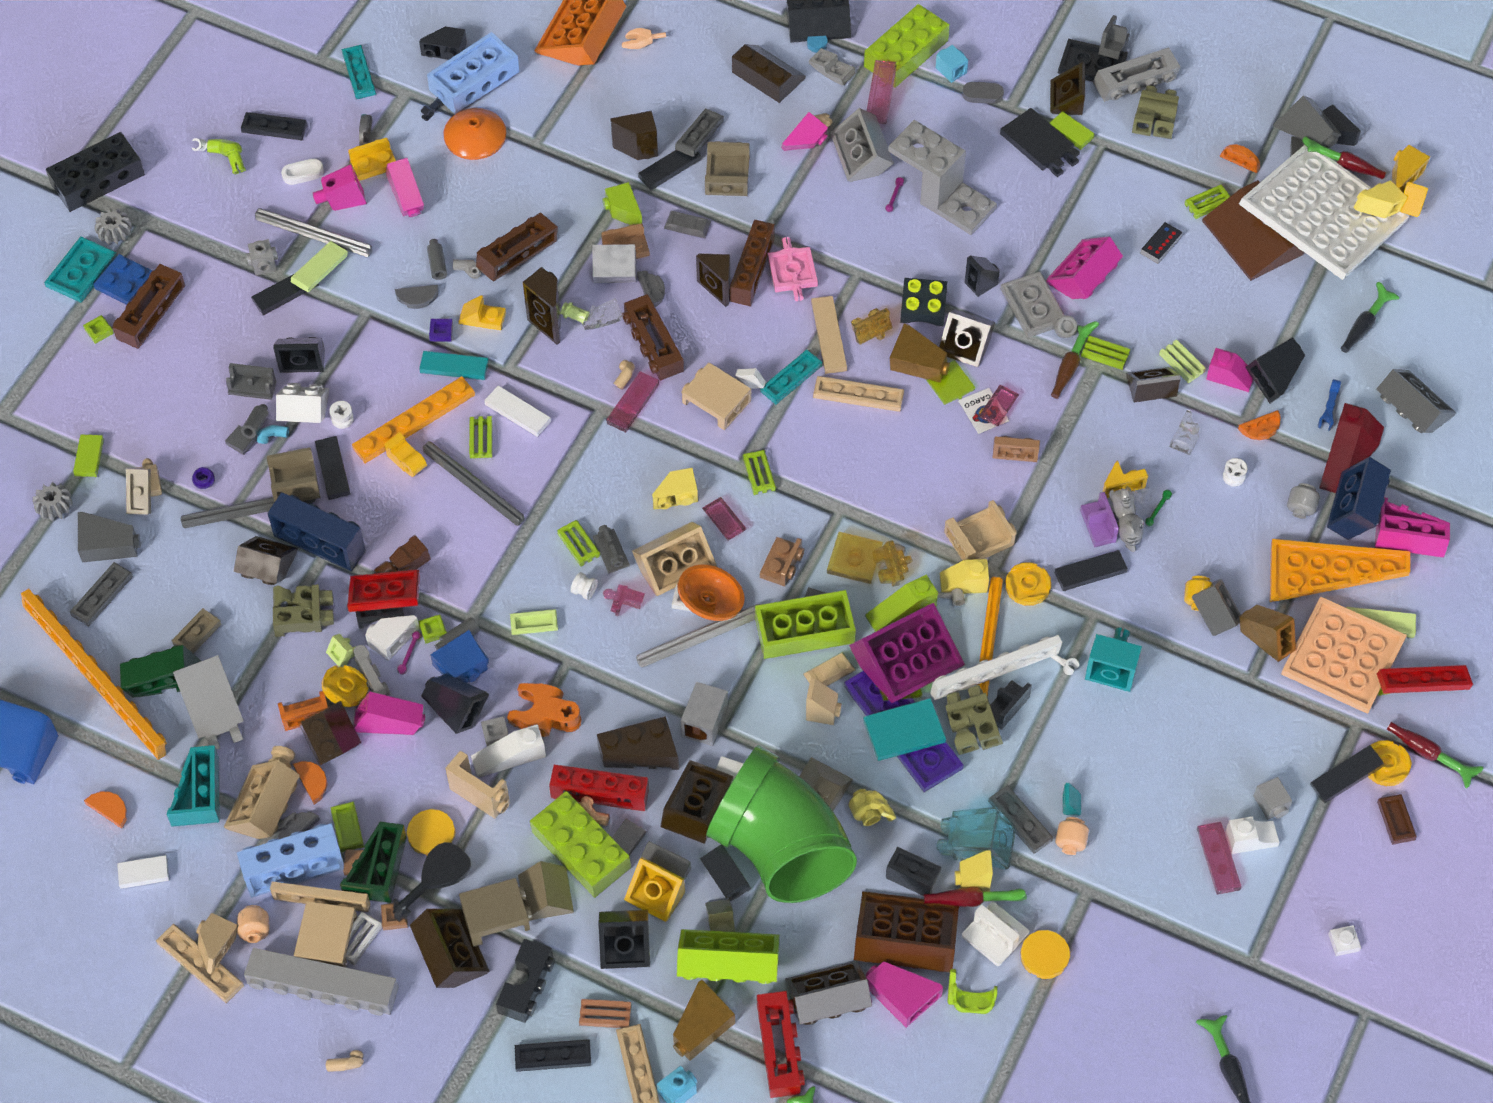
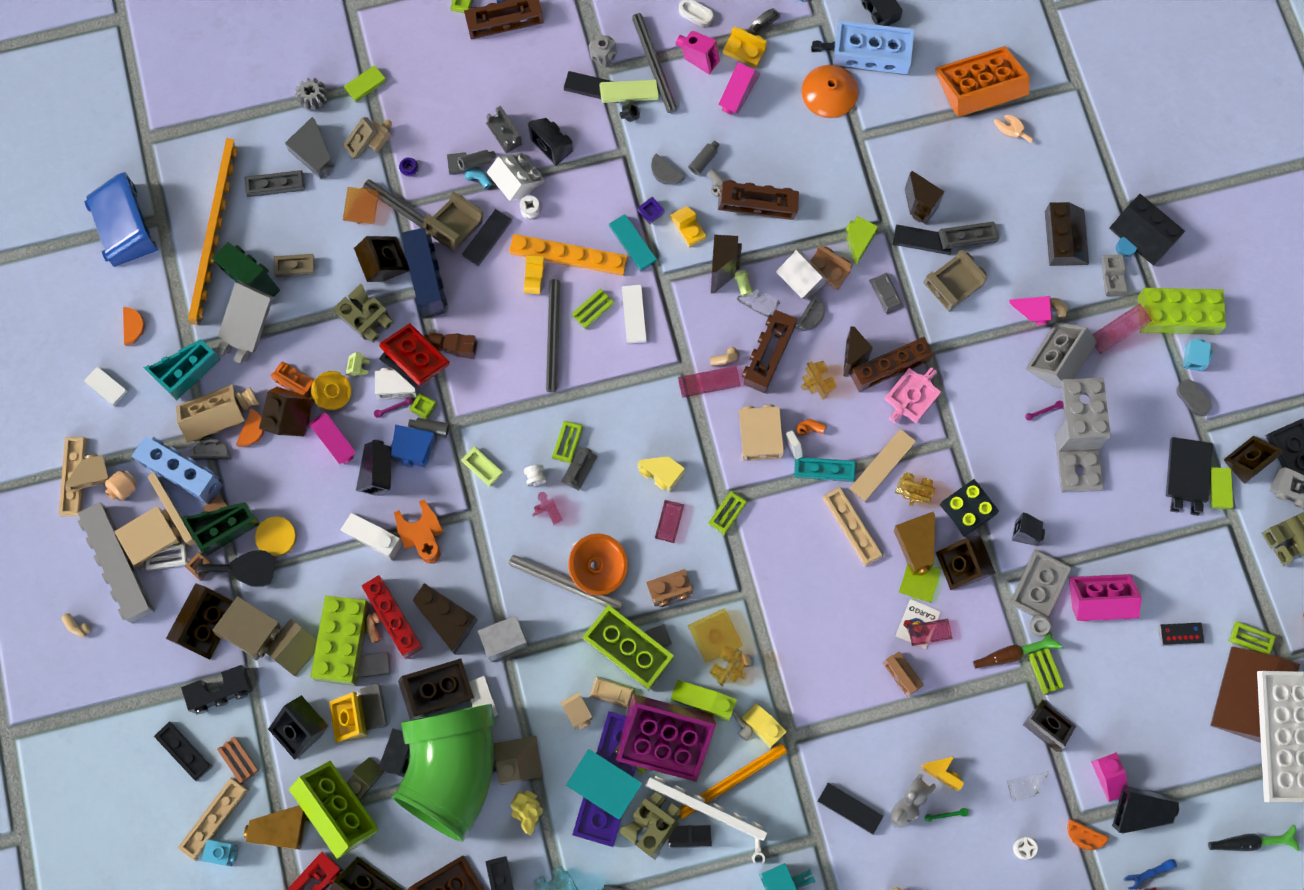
camera: 50 degrees right, 15 degrees up
(198, 540) = (360, 205): none -> clear orange piece
(337, 280) = (630, 112): none -> black tile
(347, 827) = (237, 481): lime tile -> none
(370, 671) = (353, 399): light grey hinge -> none
(462, 782) = (319, 522): tan panel -> none
(494, 730) = (379, 513): light grey plate -> none
(671, 554) = (607, 514): tan slope -> none
(712, 324) = (814, 371): none -> clear yellow hips
(744, 358) = (810, 425): none -> orange arm
(981, 533) = (810, 707): tan panel -> none
(1028, 584) = (800, 772): yellow tile -> none
(1100, 521) = (895, 782): medium lavender panel -> none
(1185, 358) = (1092, 715): yellowish green tile -> none

